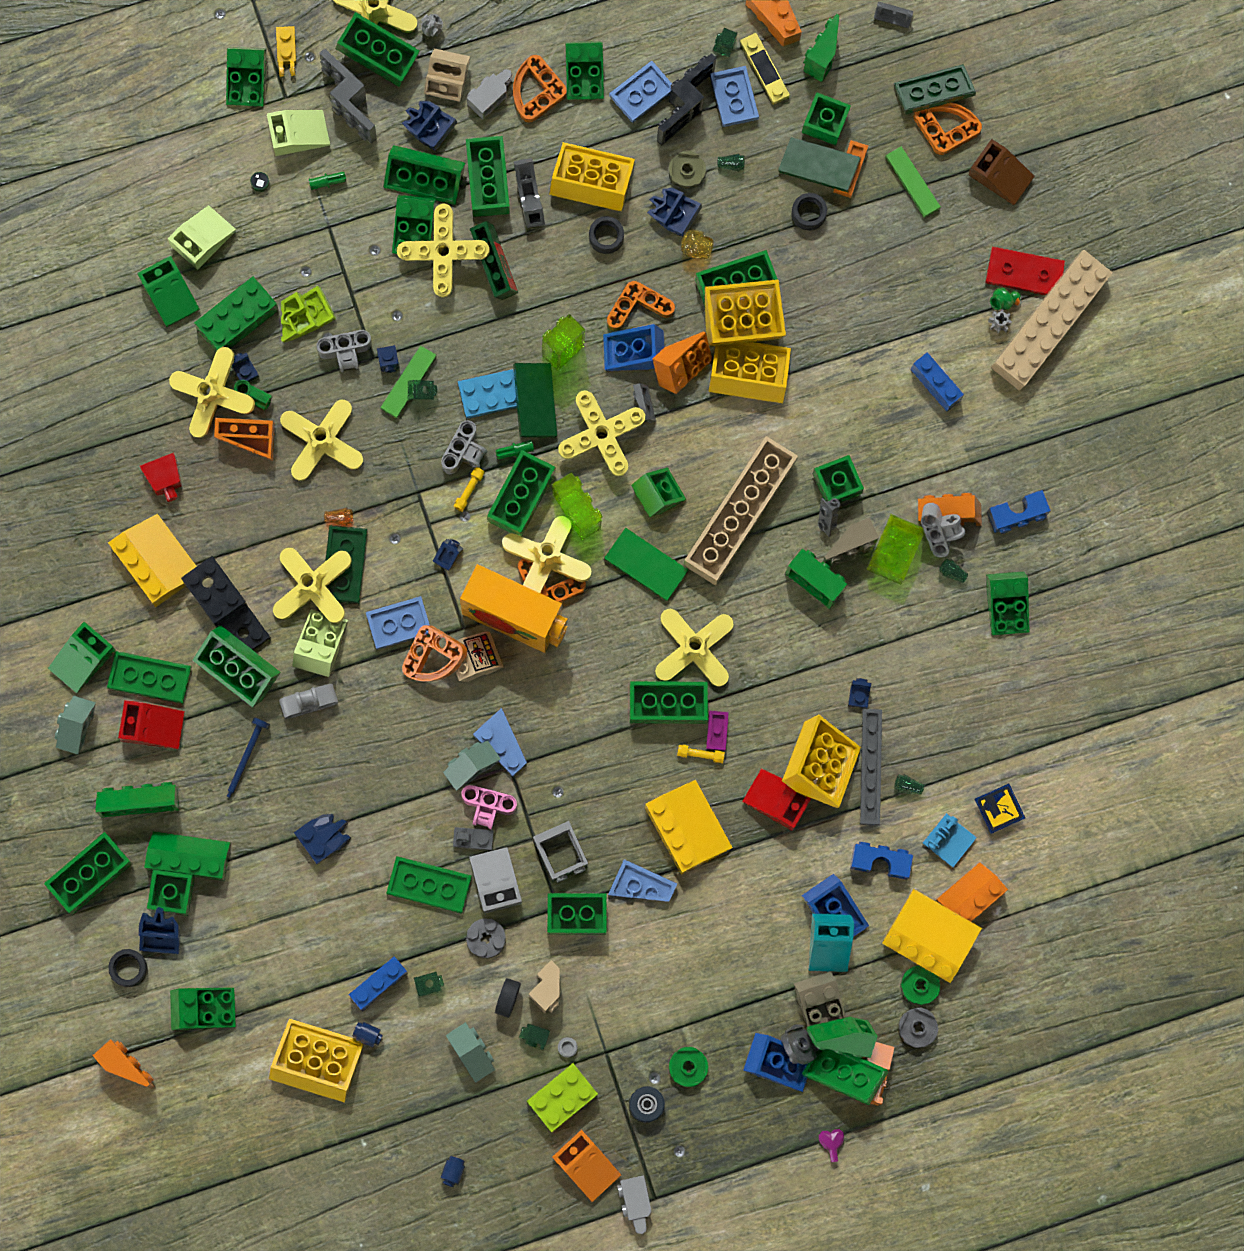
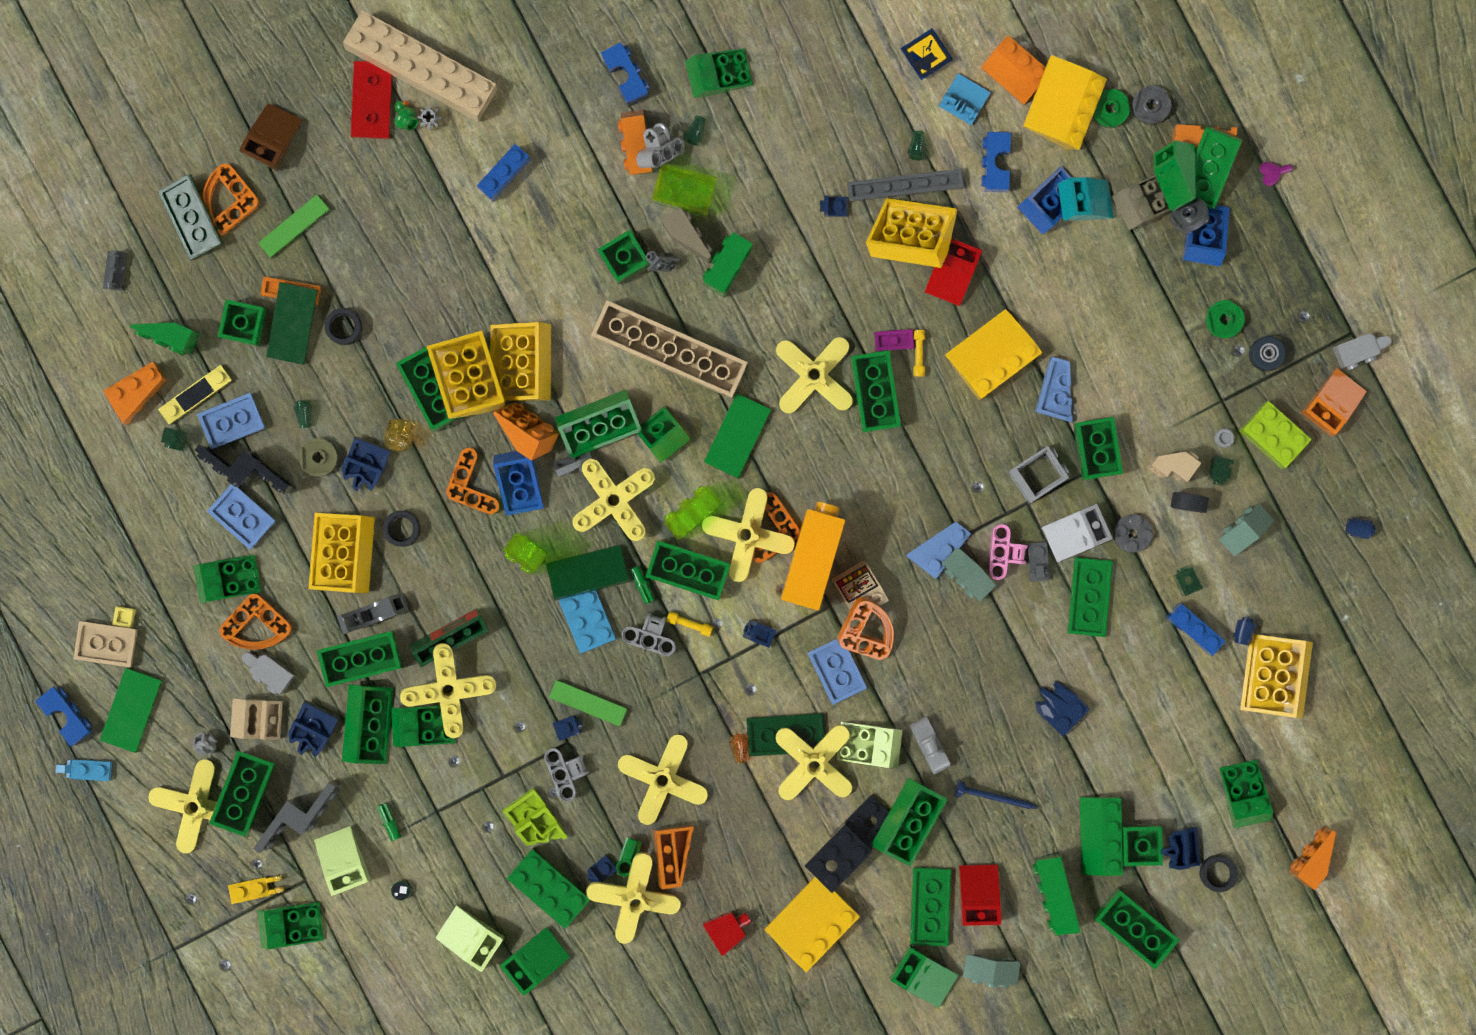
camera: 90 degrees left, 10 degrees up
(415, 390) = (594, 693): clear green brick -> none
(678, 432) = (598, 424): none -> green slope

